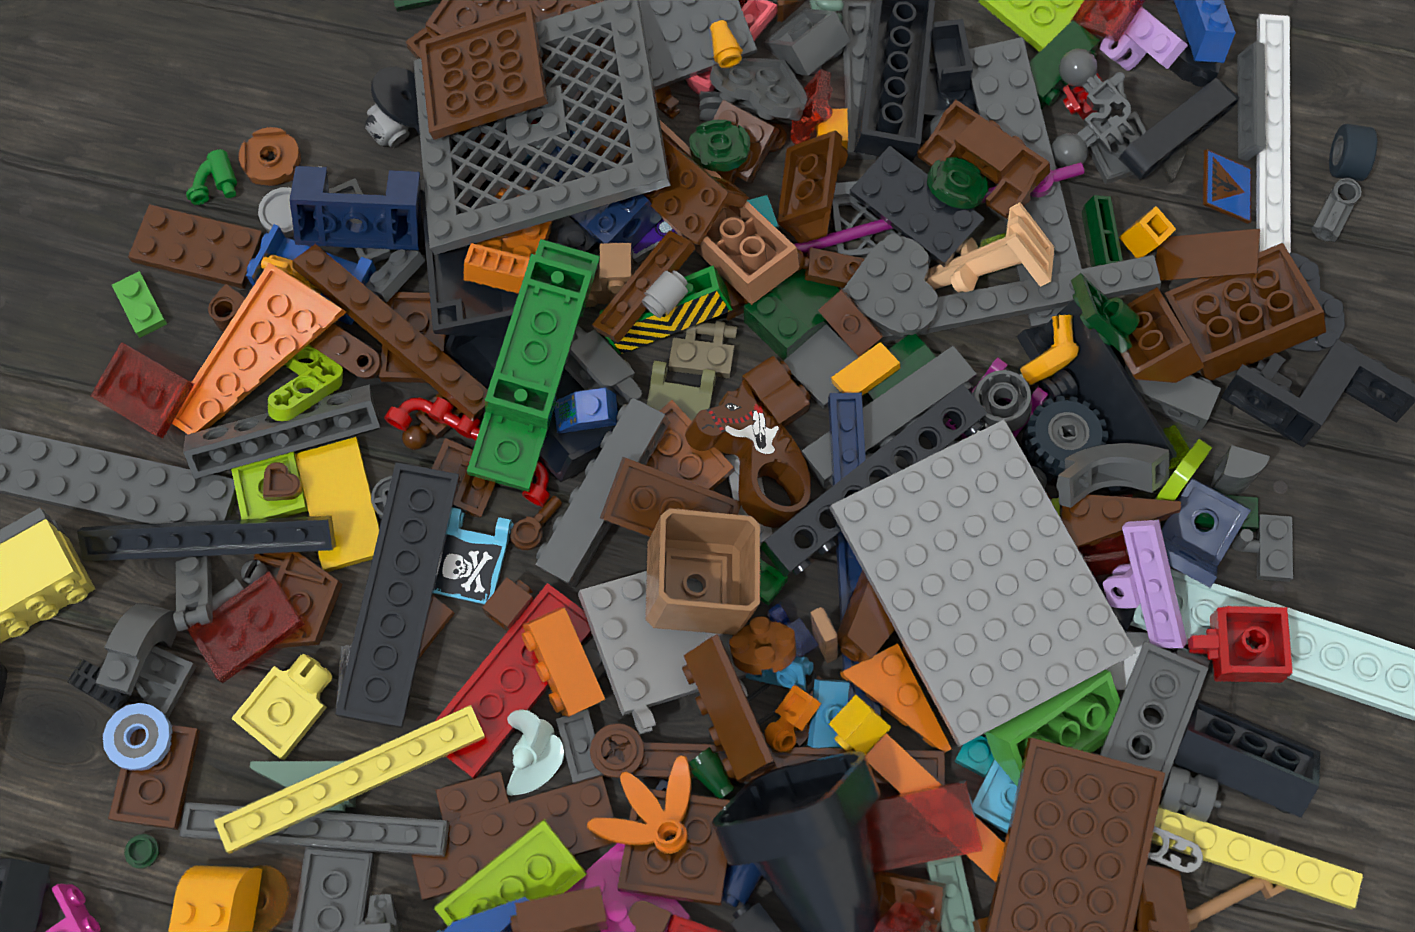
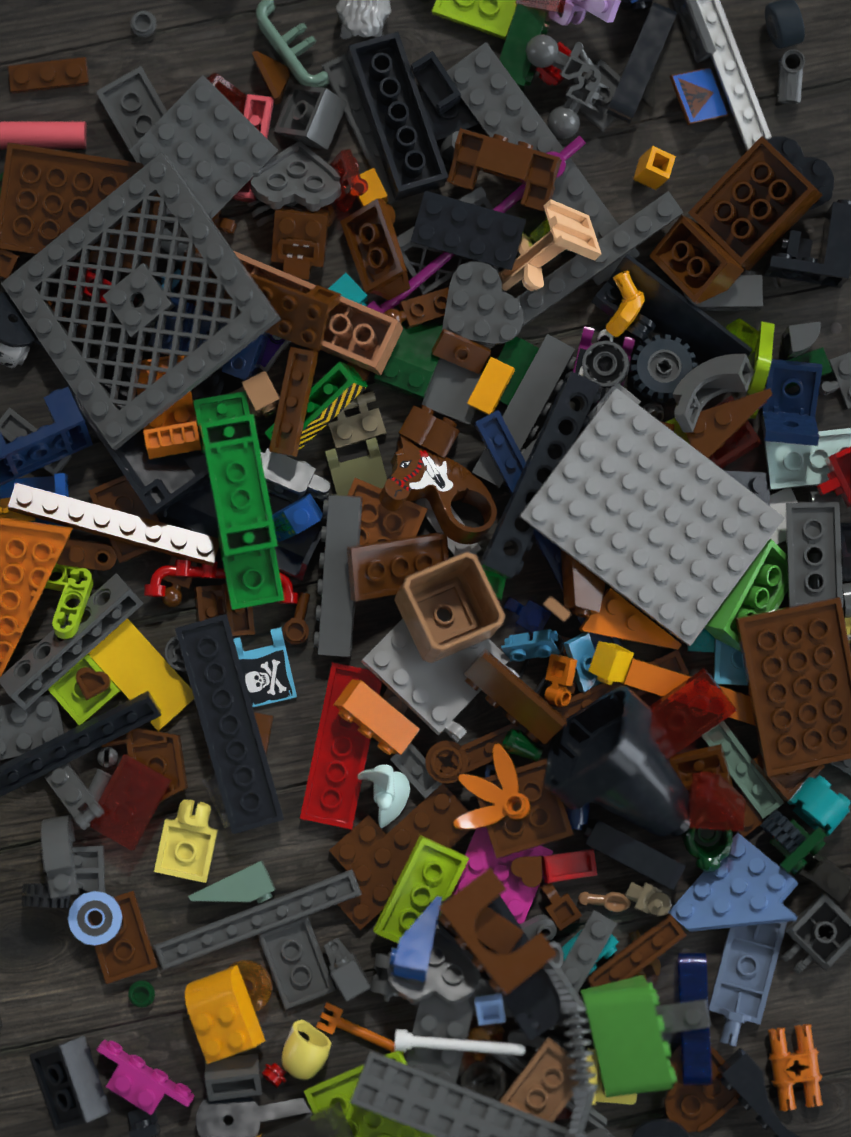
camera: 30 degrees left, 15 degrees up
(348, 779) = (269, 874): light yellow plate -> none
(394, 273) = (85, 474): dark grey plate -> none
(482, 72) = (74, 279): reddish brown plate -> none
(508, 603) = (312, 690): reddish brown brick -> none
(665, 293) = (315, 403): light grey brick -> none
(719, 145) = (293, 254): dark green tile -> none
(725, 46) = (254, 163): light orange cone -> none
(763, 646) = (530, 639): dark orange plate -> none
(957, 183) = (492, 199): dark green tile -> none
(1101, 231) = (620, 184): dark green piece -> none
(1109, 317) = (652, 260): dark green plate -> none
(1148, 583) = (772, 461): lavender plate -> none
(1208, 255) = (709, 166): reddish brown sticker -> none

